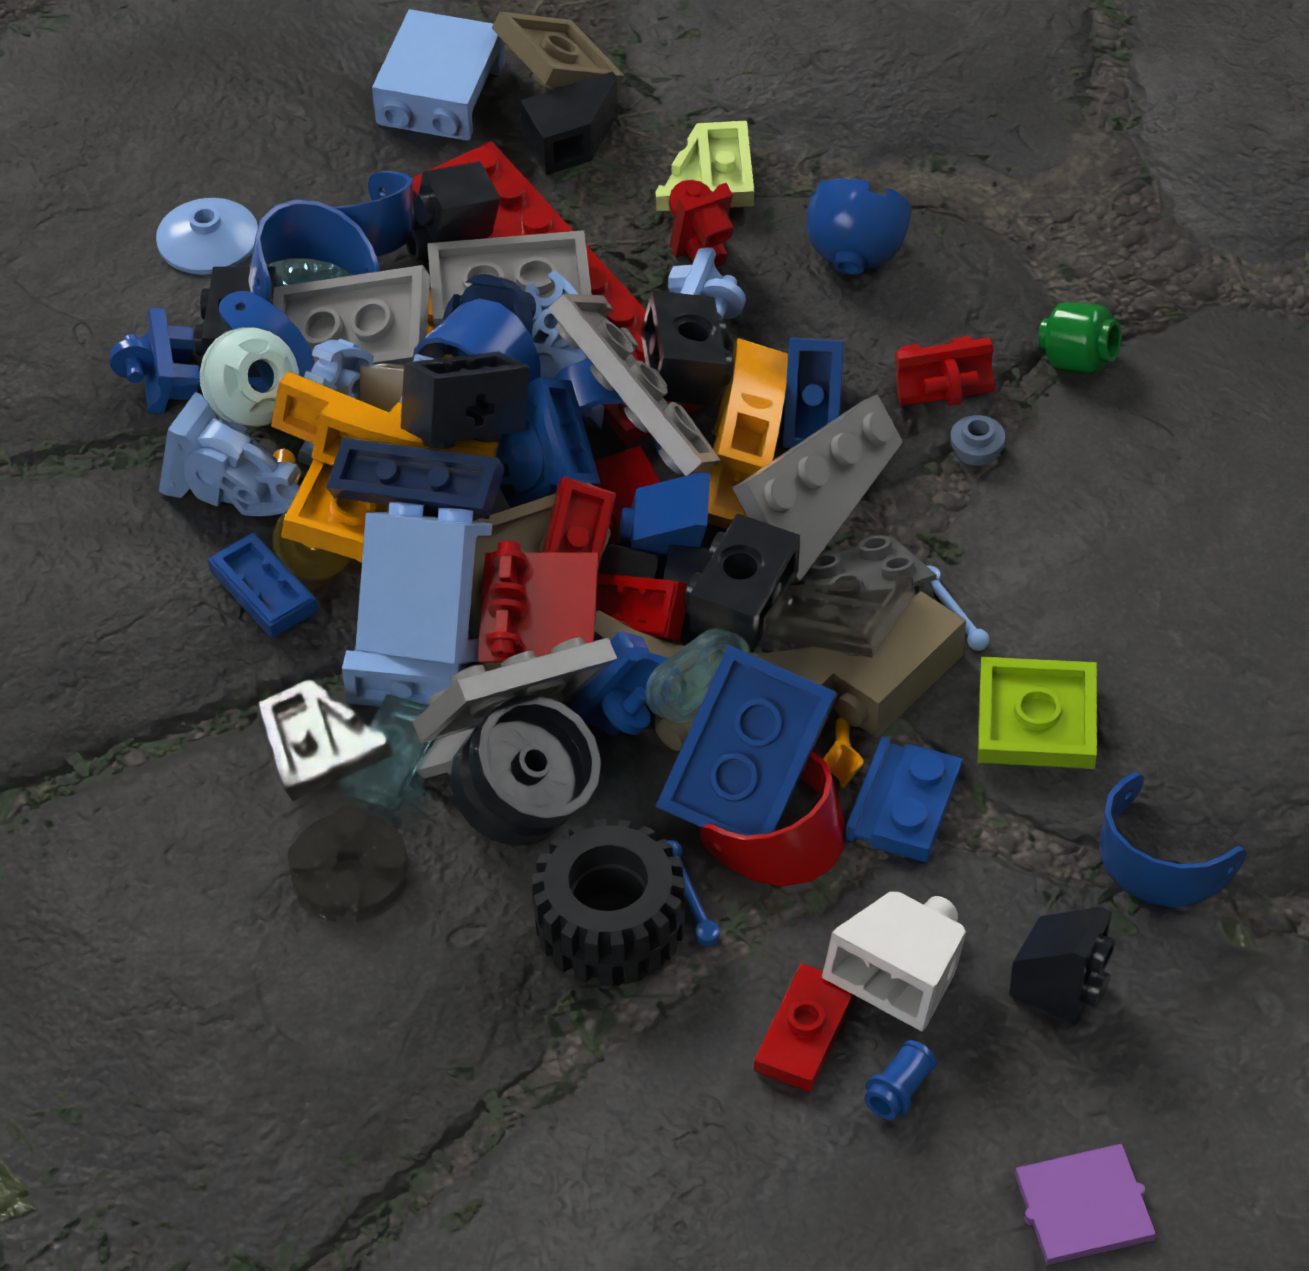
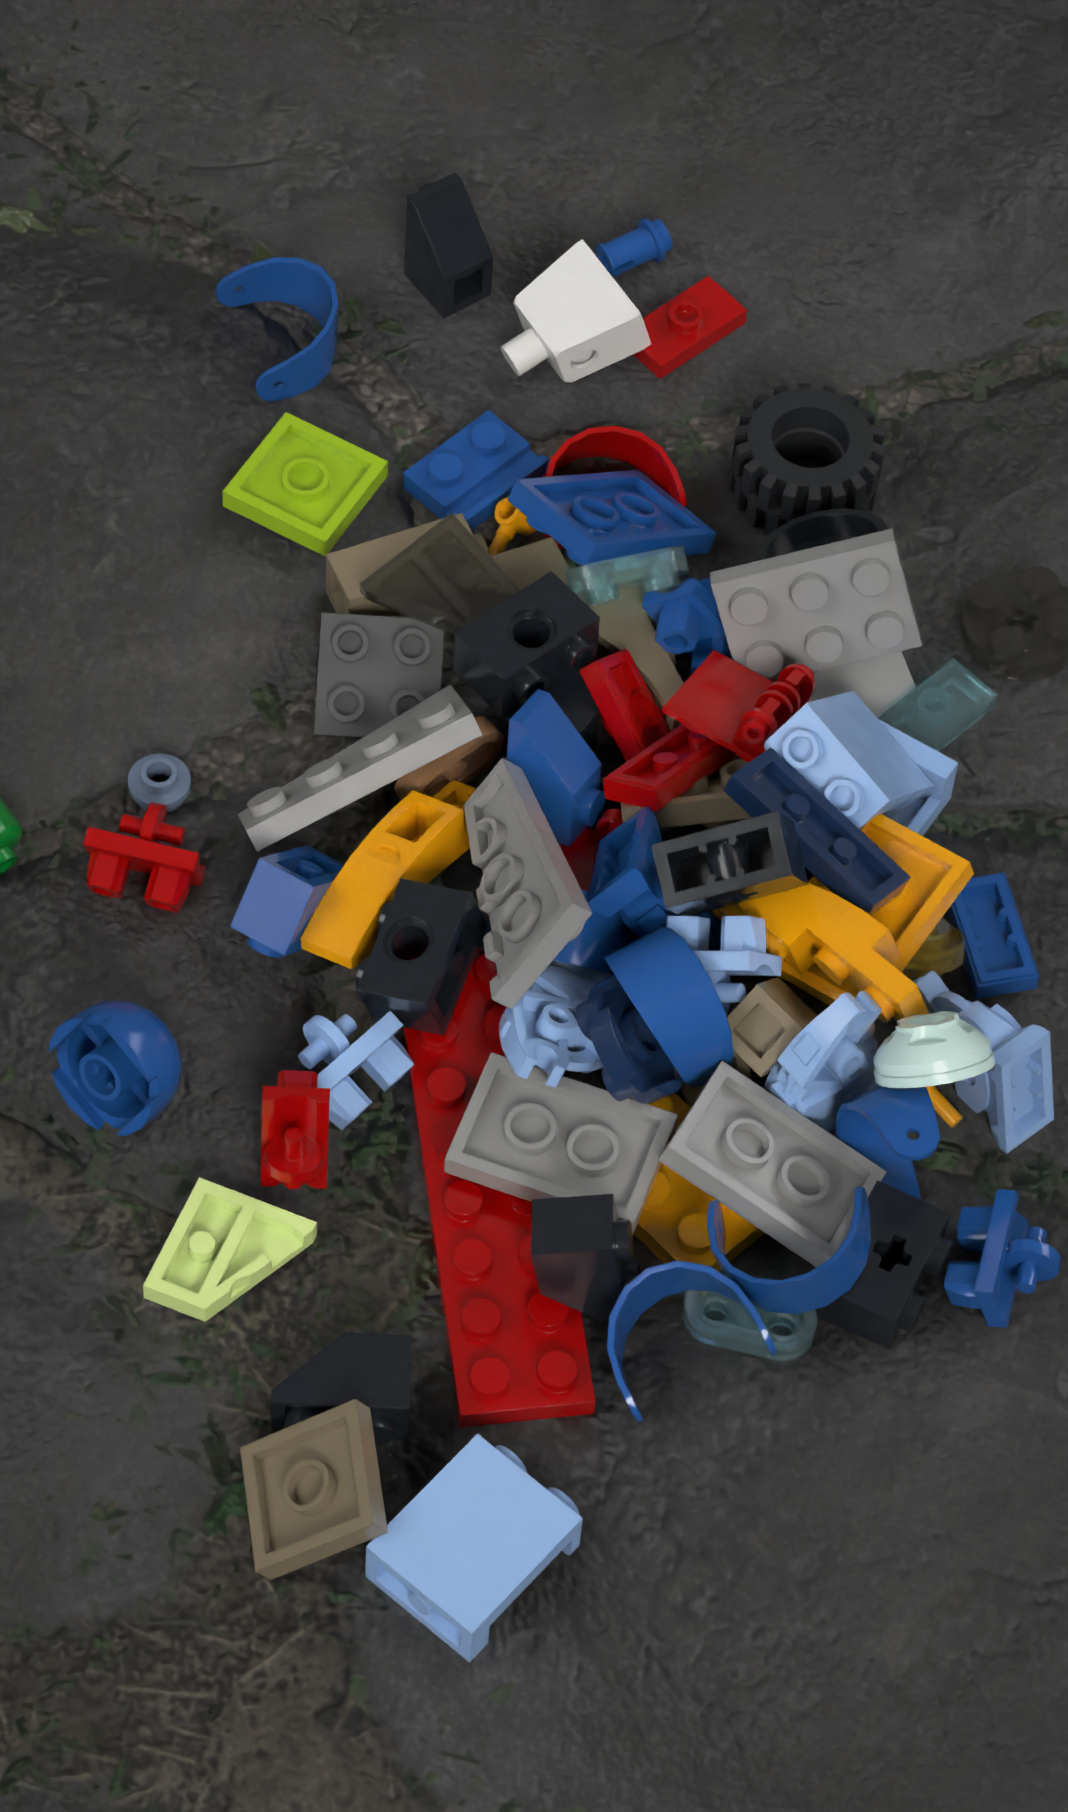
camera: 160 degrees left, 5 degrees up
(206, 235) = (861, 1483): light blue dish -> none
(317, 739) = (1003, 733): clear smoke wing -> none
(706, 931) = (722, 443): blue hinge -> none
(977, 638) = (306, 670): light blue hinge -> none
(1084, 1204) = (539, 124): medium lavender piece -> none

